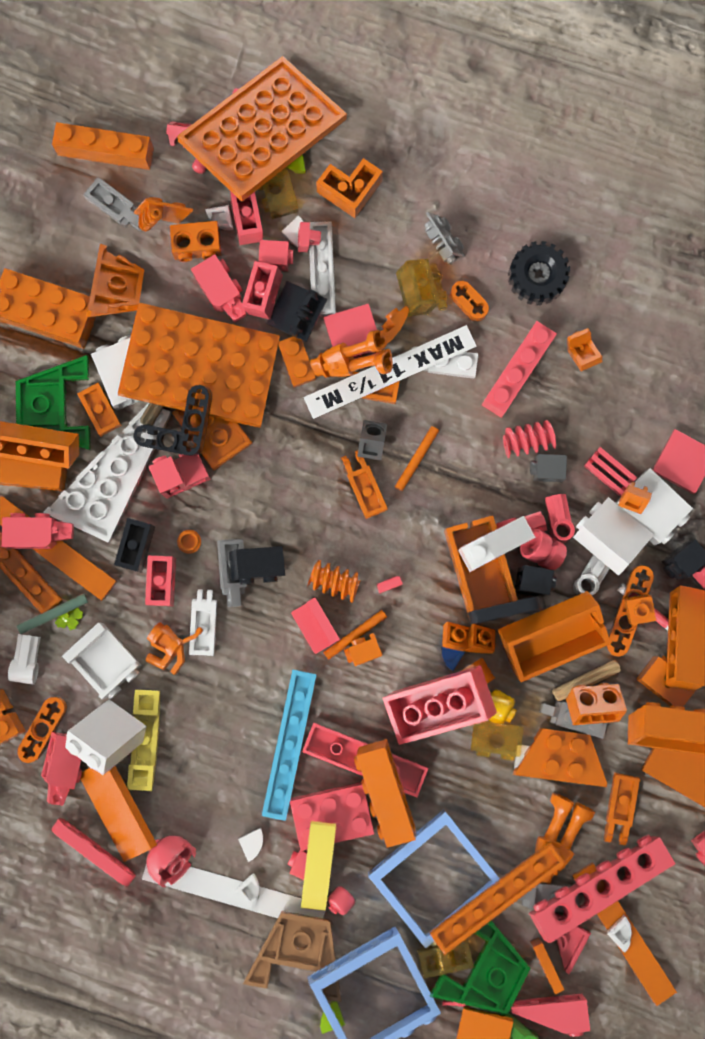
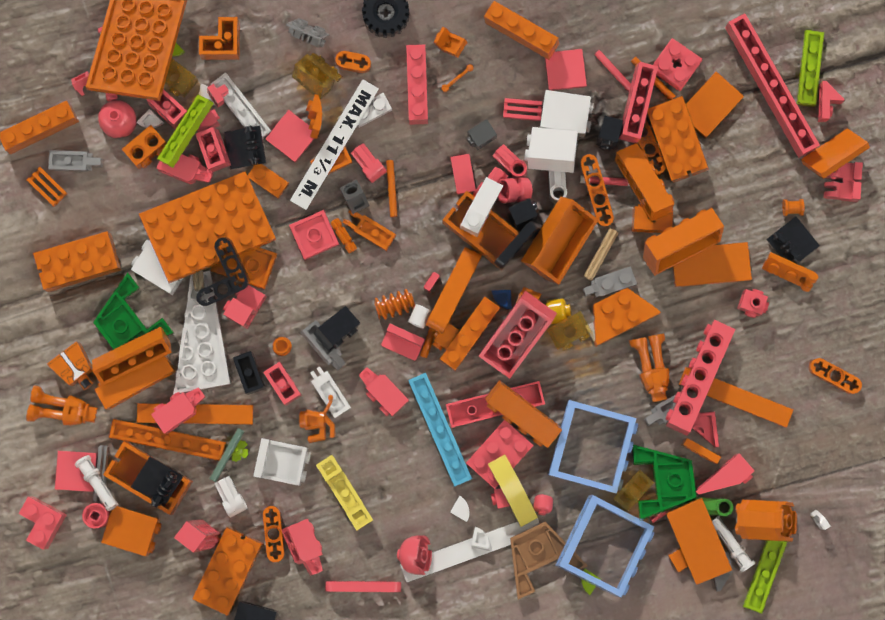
camera: 35 degrees left, 0 degrees up
(67, 193) = (35, 175): none -> orange tile
(99, 409) = (161, 302): orange plate -> none
(105, 737) = (319, 505): white brick -> none
(115, 285) = (113, 212): orange wing -> none
(118, 812) = (359, 547): orange tile -> none
(153, 210) = (107, 146): orange hinge -> none
(191, 189) = (117, 119): none -> coral cylinder
(246, 251) = (185, 131): none -> lime plate
(258, 663) = (384, 391): none -> coral hinge
(303, 450) = (314, 235): none -> coral tile
(333, 471) = (343, 235): none -> orange axle
(339, 359) = (297, 160): orange piece -> none
(350, 613) = (419, 316): none -> white piece
(390, 667) = (469, 333): none -> orange brick
(405, 610) = (453, 290): none -> orange beam
(411, 421) = (370, 166): none -> coral piece
(468, 639) = (509, 280): orange slope -> none
(497, 898) = (638, 429): orange tile -> none
(501, 495) = (463, 174): none -> coral tile
(528, 438) = (454, 124): coral piece -> none
(545, 393) = (445, 88): none -> orange hinge
(596, 707) = (619, 261): orange brick -> none
(621, 806) = (678, 318): orange hinge -> none
(621, 933) = (733, 397): white tile -> none
(635, 498) = (549, 116): orange tile -> none
(640, 609) = (601, 184): orange brick -> none
(668, 388) = (521, 30): none -> orange brick

